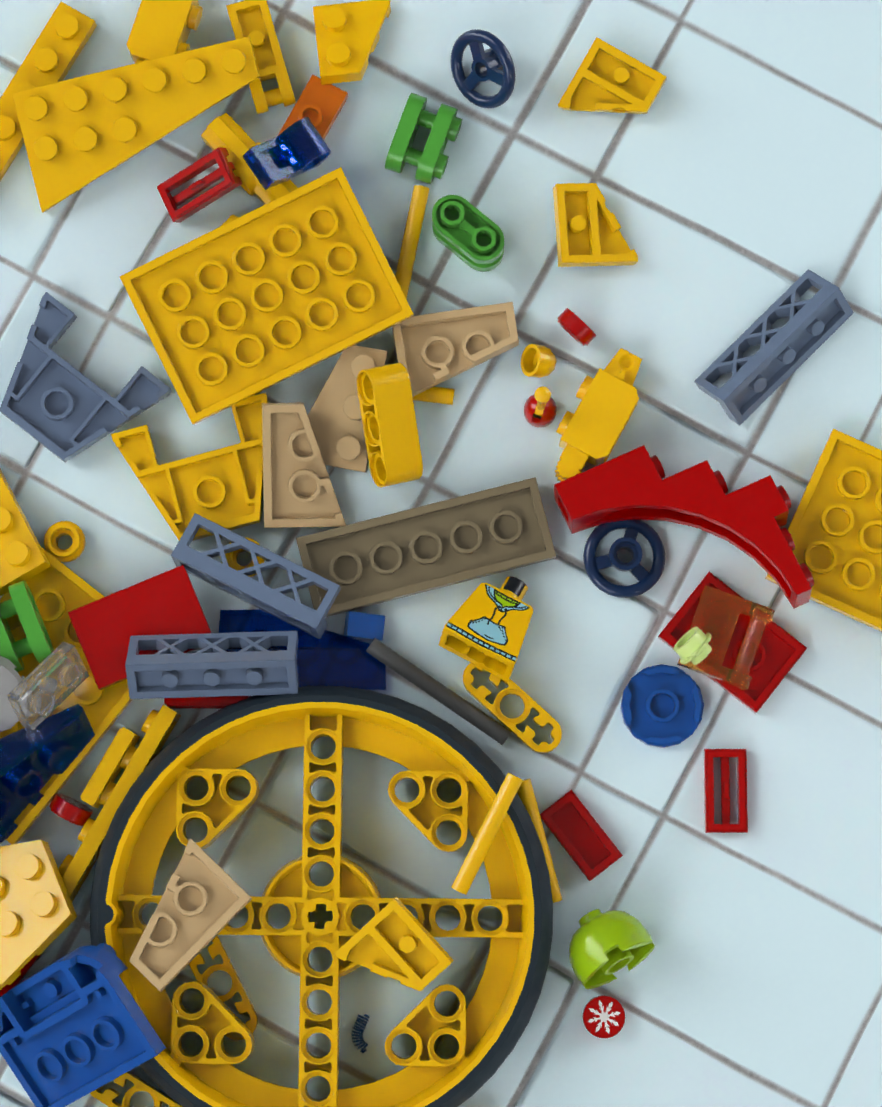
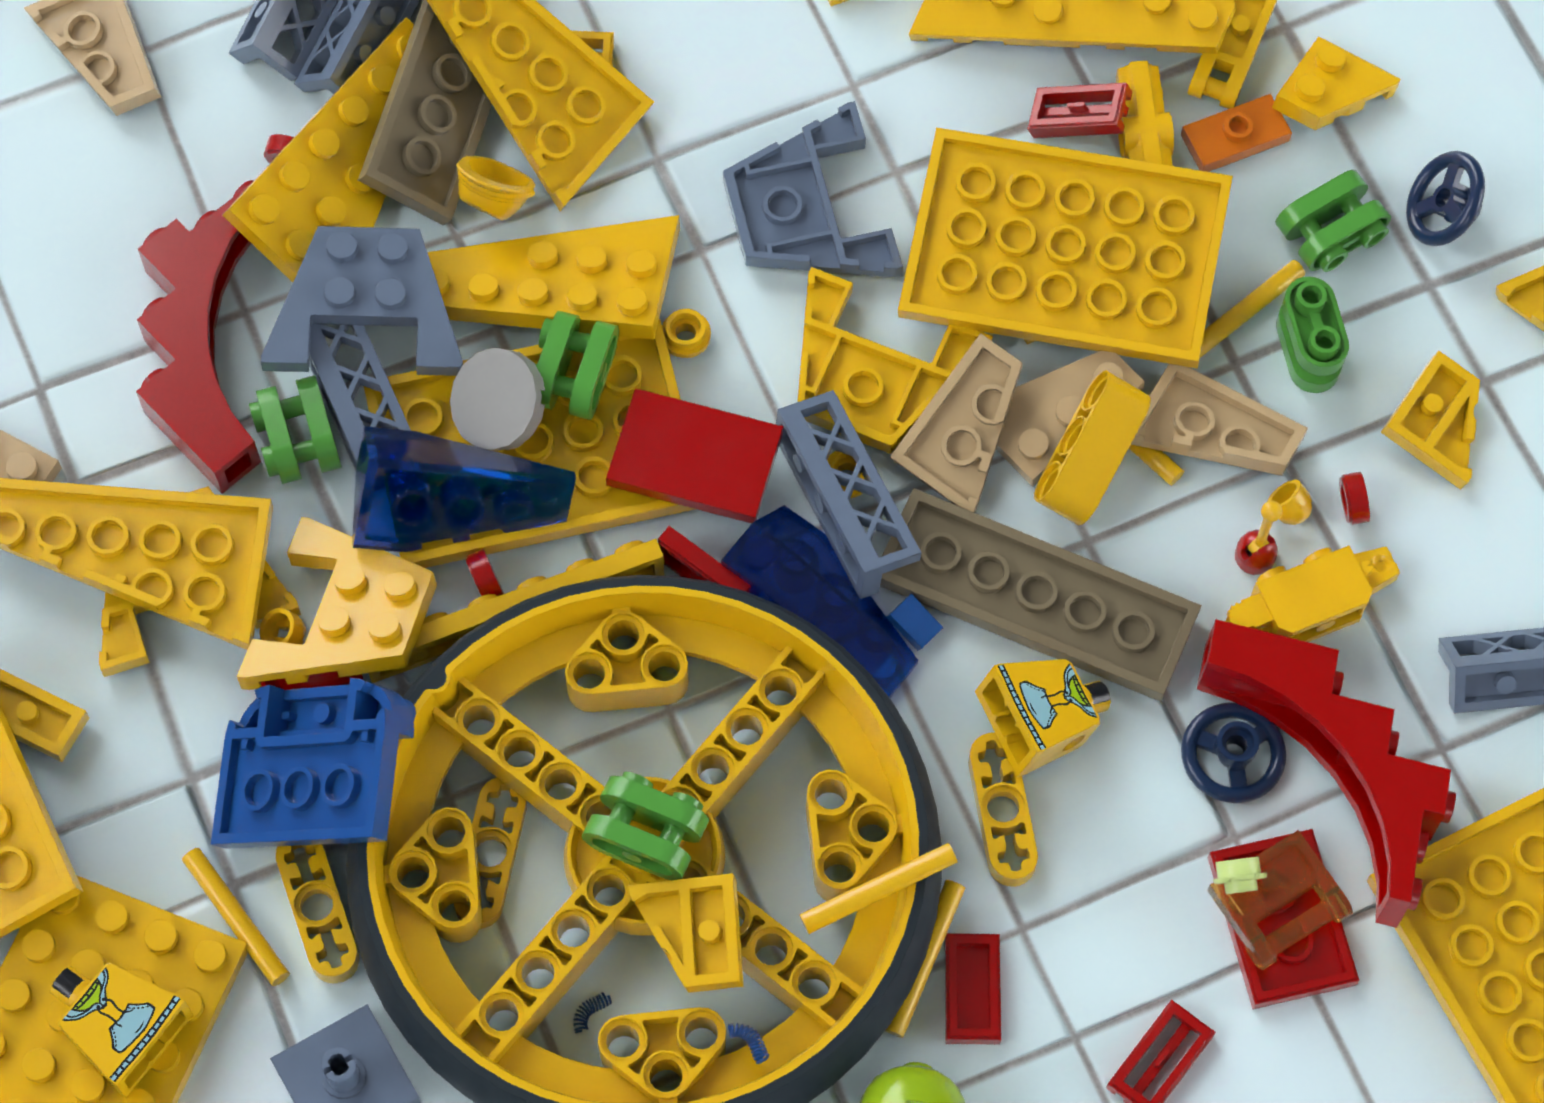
camera: 35 degrees right, 15 degrees down
(48, 685) = (560, 433): clear plate -> none
(109, 766) = (554, 559): yellow tile -> none
(188, 917) = (518, 738): tan wing -> none
(212, 669) = (734, 531): sand blue fence -> none
(287, 155) = (1195, 138): clear blue plate -> none
(330, 886) = (633, 798): none -> bright green brick
(438, 691) = (939, 738): dark grey bar -> none
(483, 987) = (754, 1045): none -> blue leg
(662, 706) = (1159, 926): blue tile -> none

